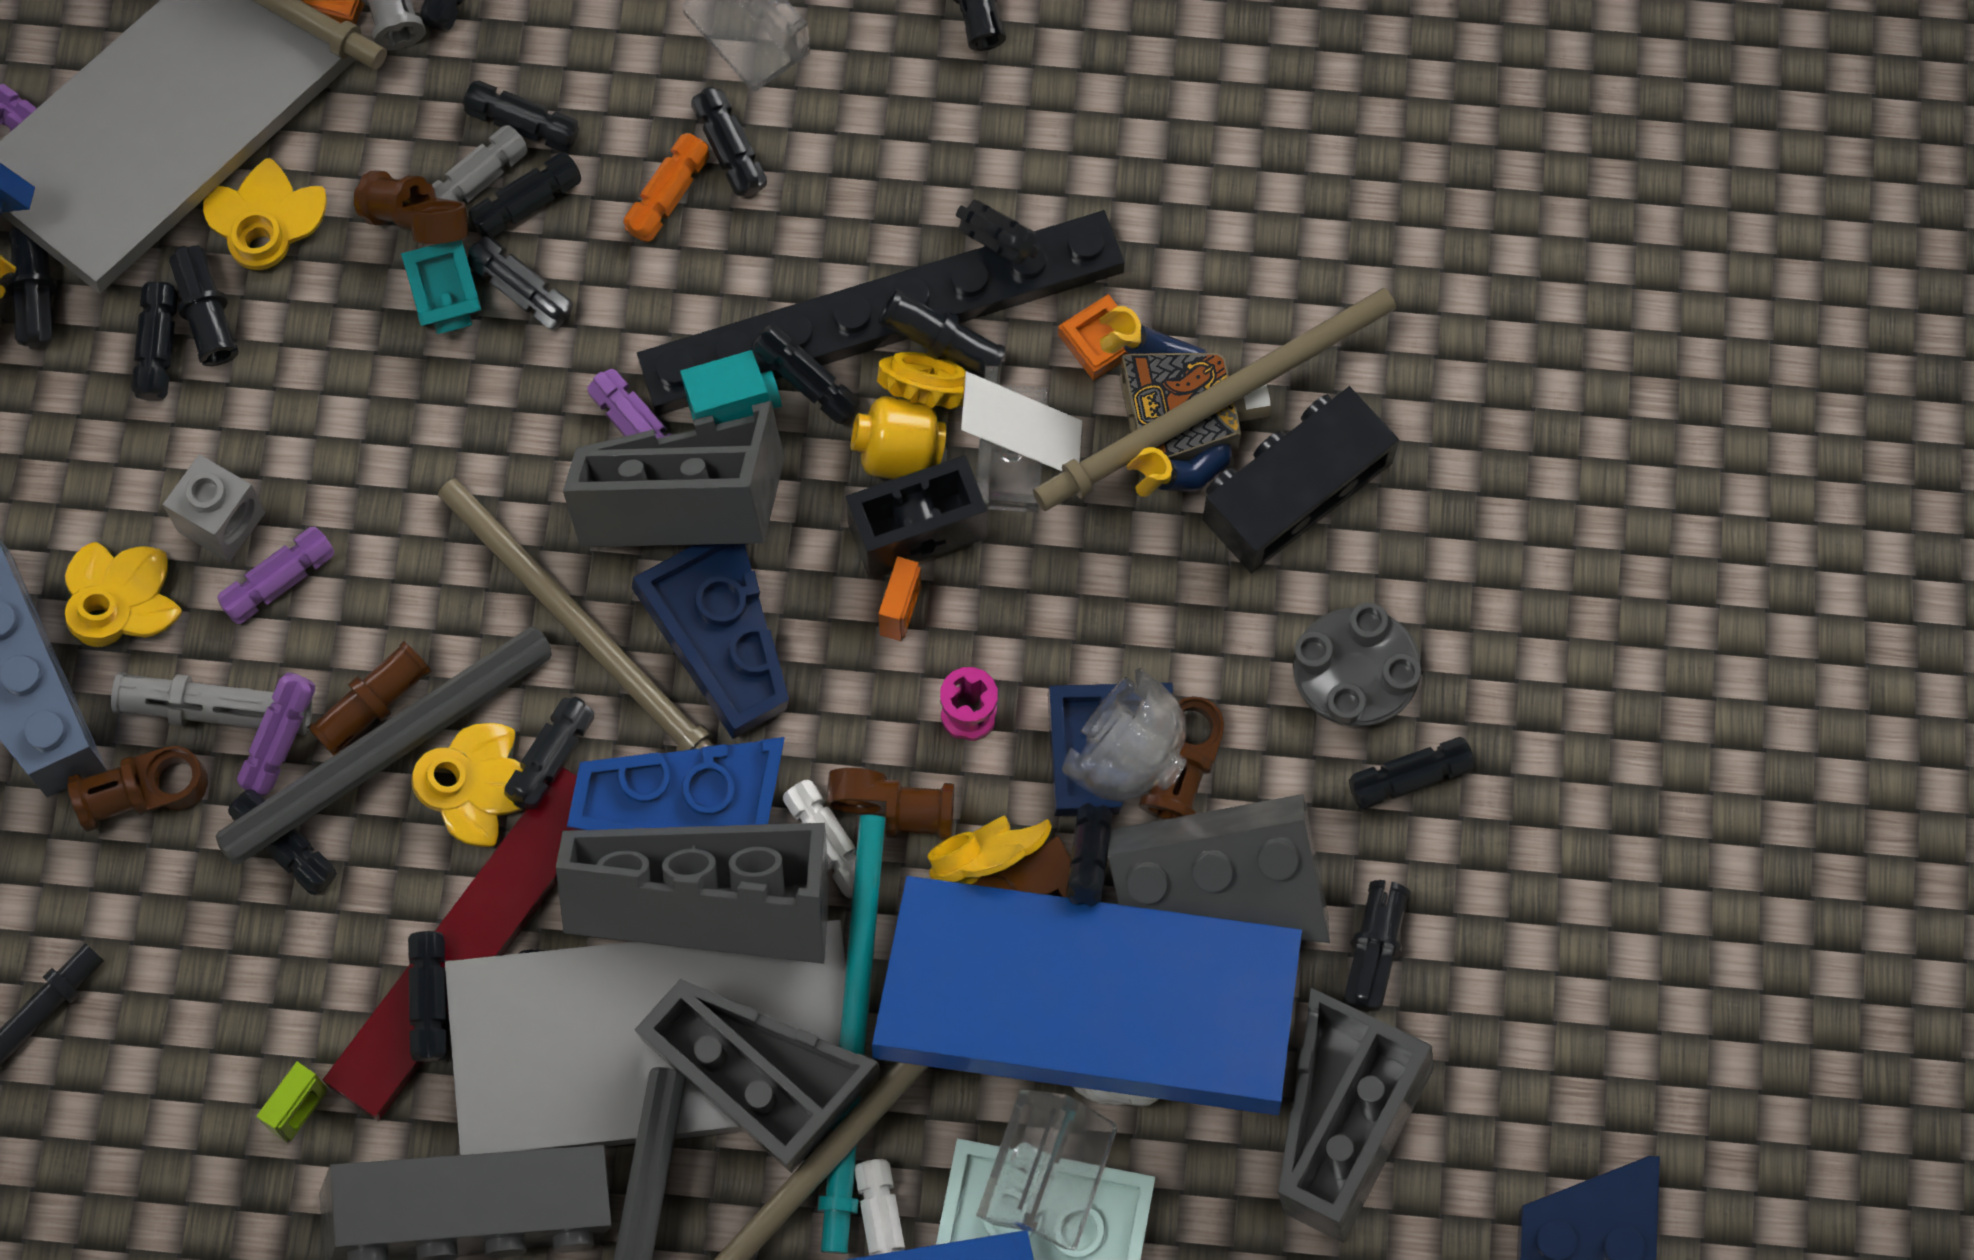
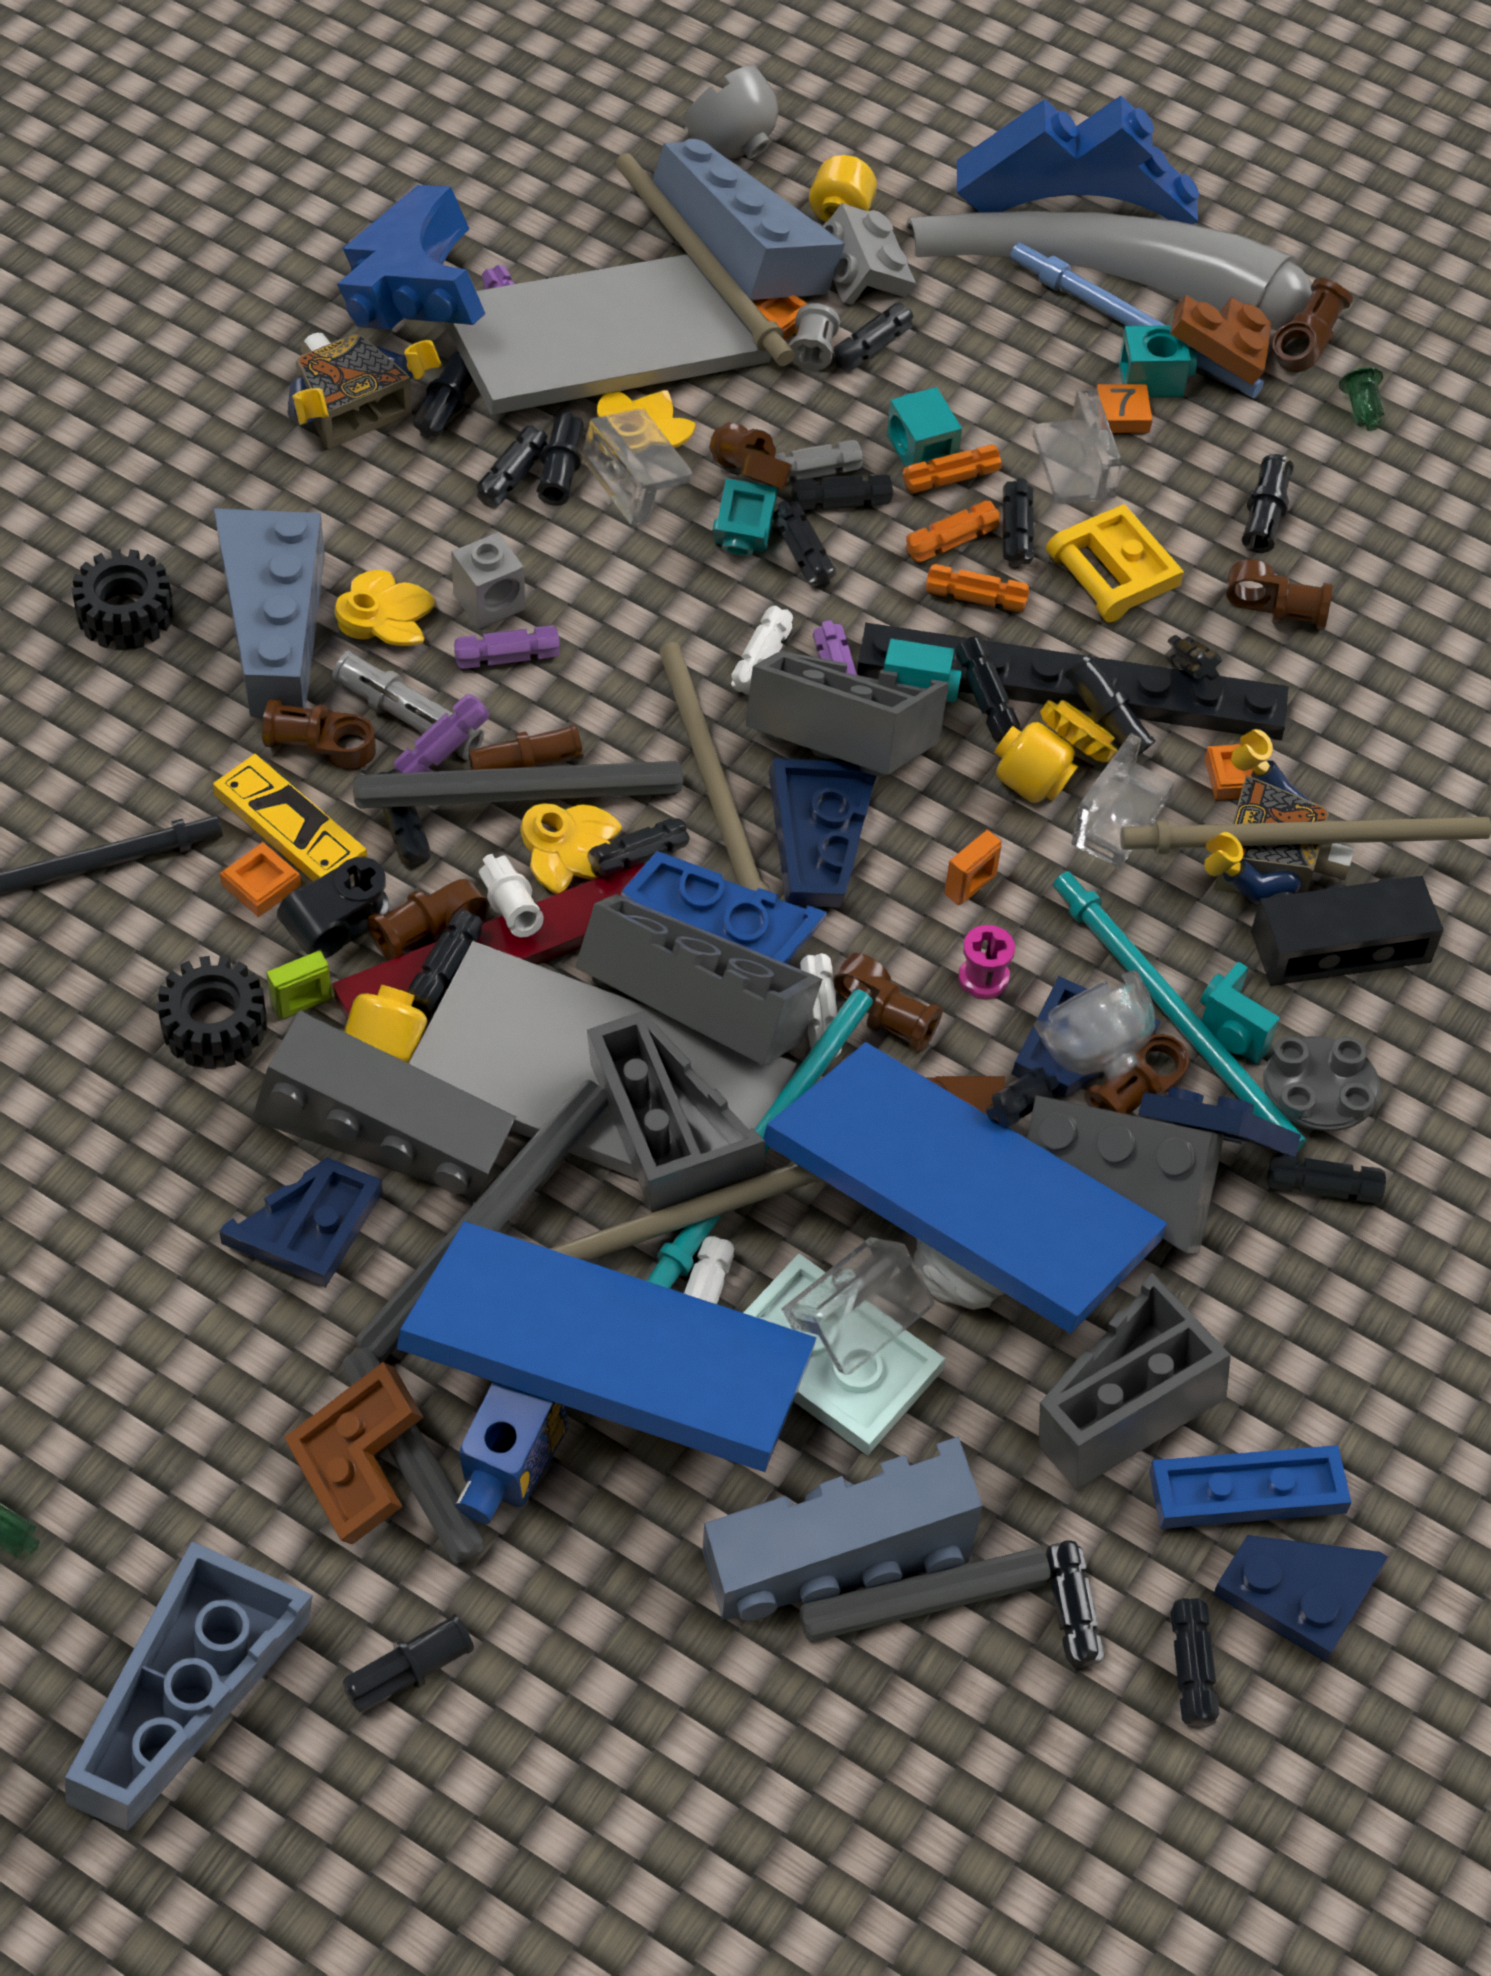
camera: 25 degrees right, 15 degrees down
(166, 908) = (286, 818): none -> yellow tile
(175, 992) = (260, 879): none -> orange tile
(190, 1151) = (207, 985): none -> black tyre
(273, 1000) = (331, 911): none -> black piece
(287, 274) = (632, 461): none -> clear panel
(372, 955) = (424, 916): none -> reddish brown connector
(411, 1111) = (387, 1022): none -> yellow head
(450, 882) = (510, 896): none -> white axle
(521, 114) = (873, 443): black axle -> none
(545, 440) = (763, 644): none -> white axle
(573, 76) = (923, 427): none -> teal brick
(625, 107) = (952, 468): none -> orange axle
(728, 247) = (977, 588): none -> orange axle
(863, 126) = (1126, 551): none -> yellow plate
(917, 516) = (1023, 809): black brick -> none
(985, 851) = (924, 1056): yellow plate -> none
(1017, 101) = (1278, 595): none -> reddish brown connector
(1019, 423) = (1133, 780): white sticker -> none
(1033, 583) = (1087, 908): none -> teal bar
(1245, 644) = (1235, 1019): none -> teal bracket
(1287, 777) = (1230, 1118): none -> dark blue wing
(1376, 946) = (1229, 1282): black axle -> none
(1500, 1153) = (1249, 1487): none -> blue plate

